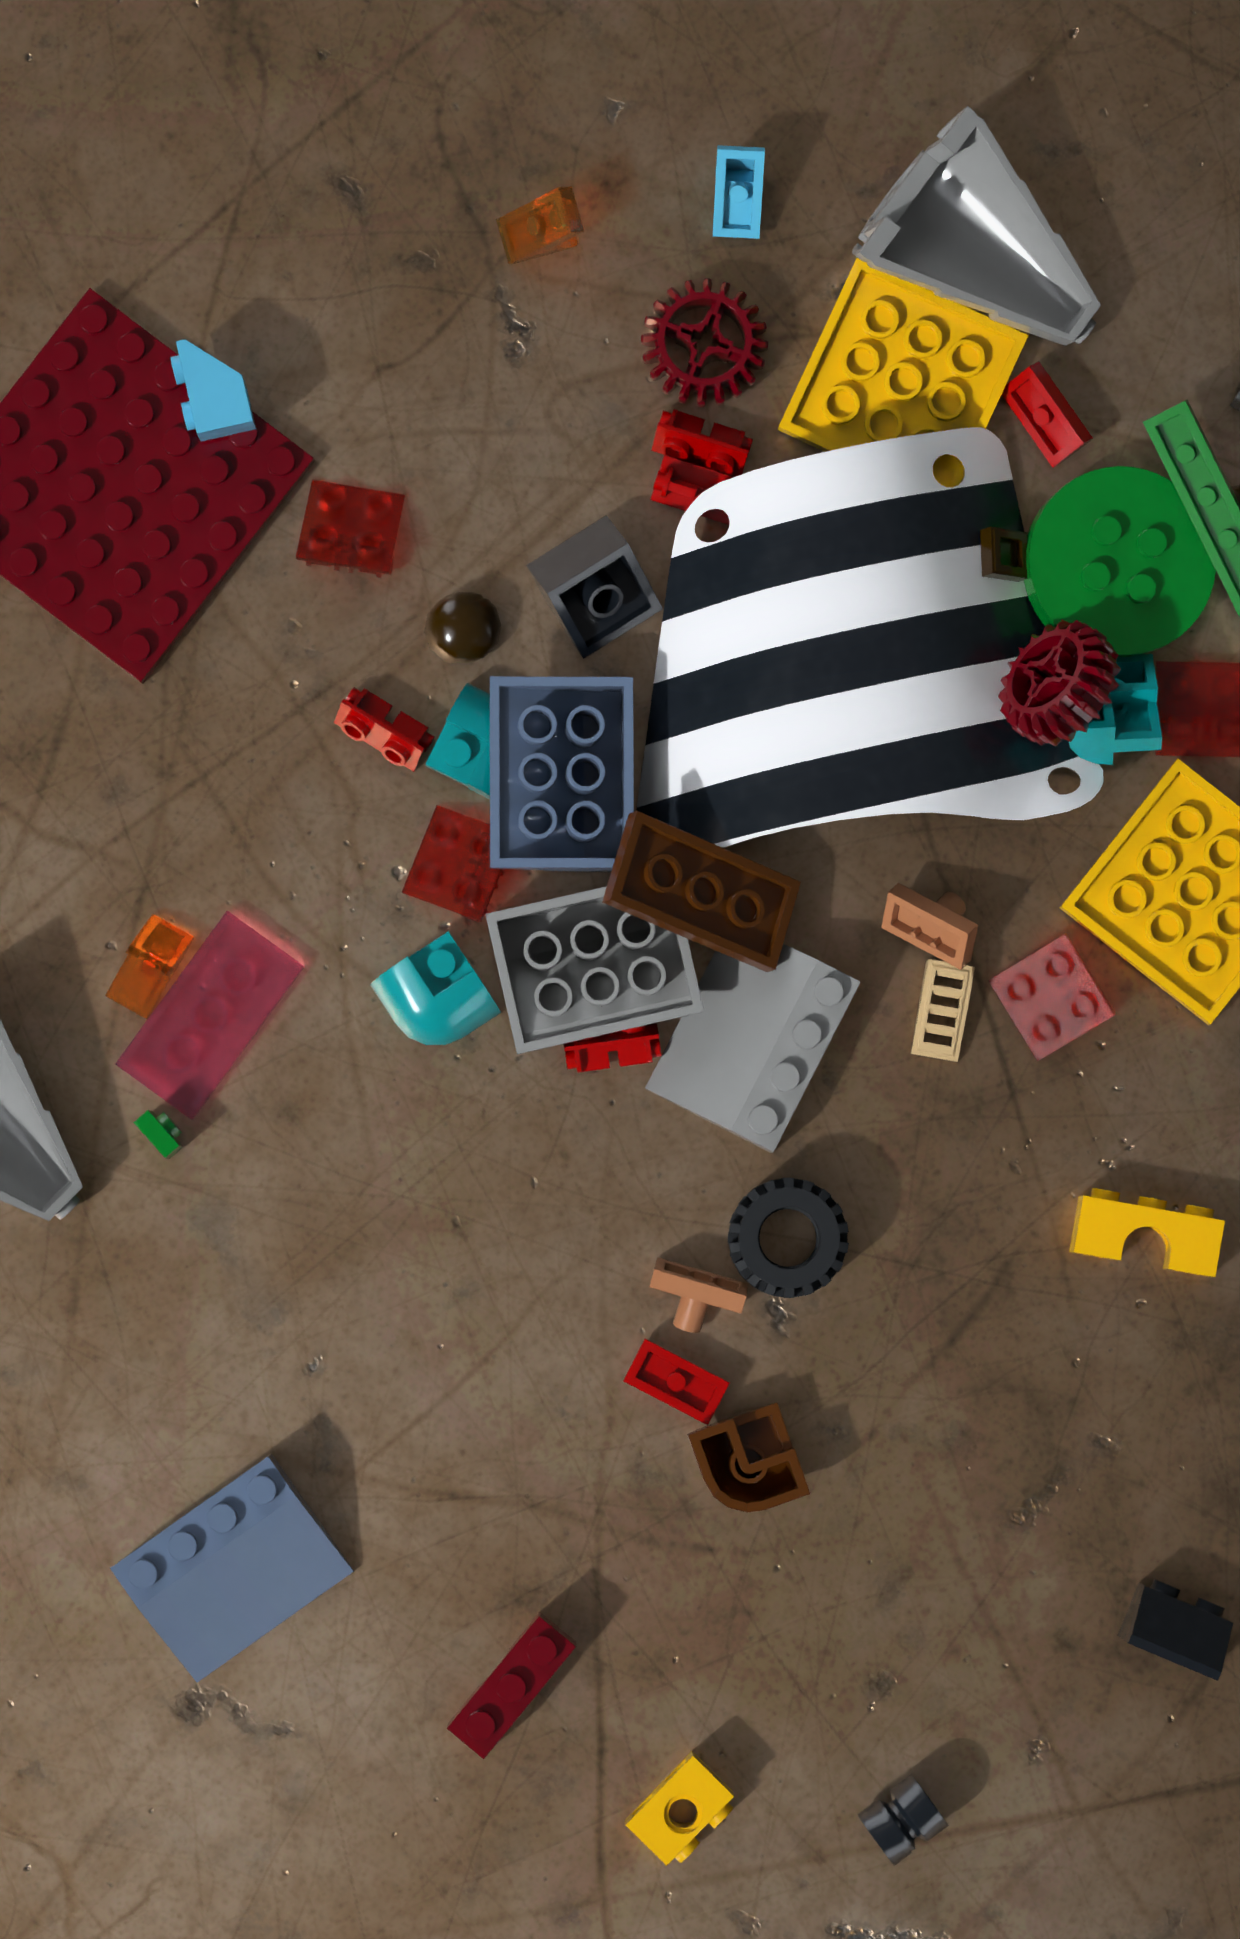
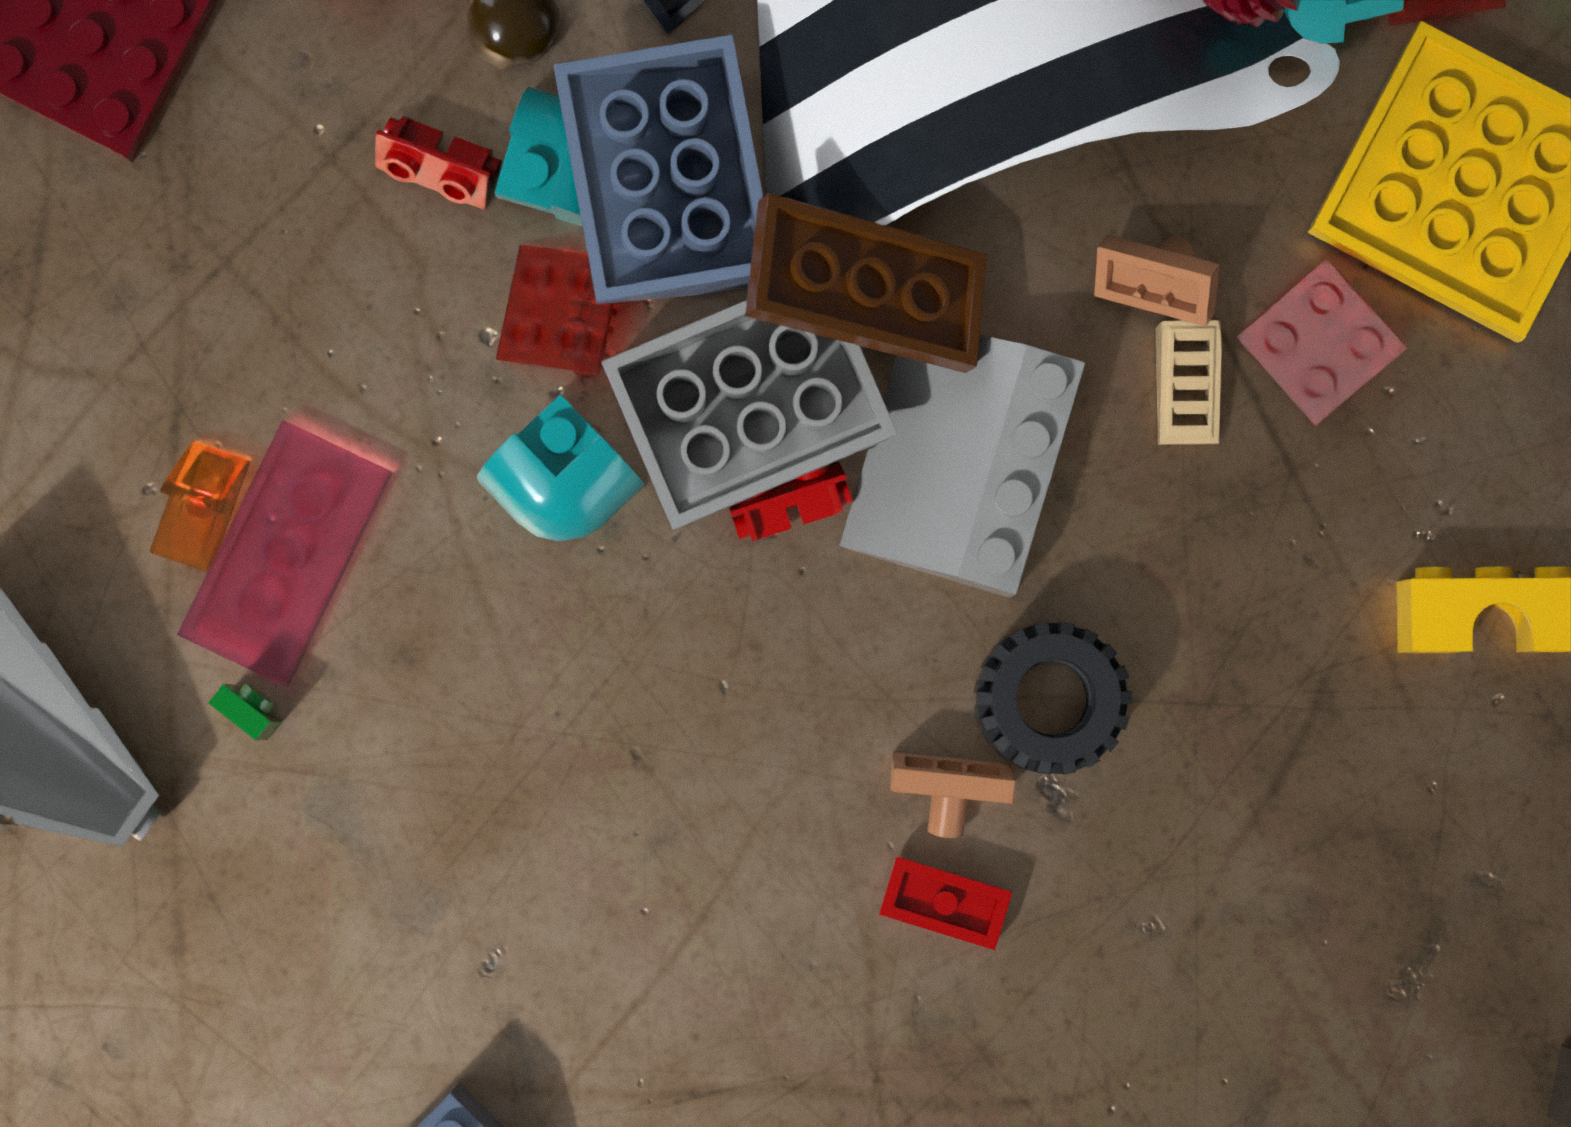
camera: 10 degrees left, 0 degrees up
(749, 1460) = (1056, 986): reddish brown brick -> none

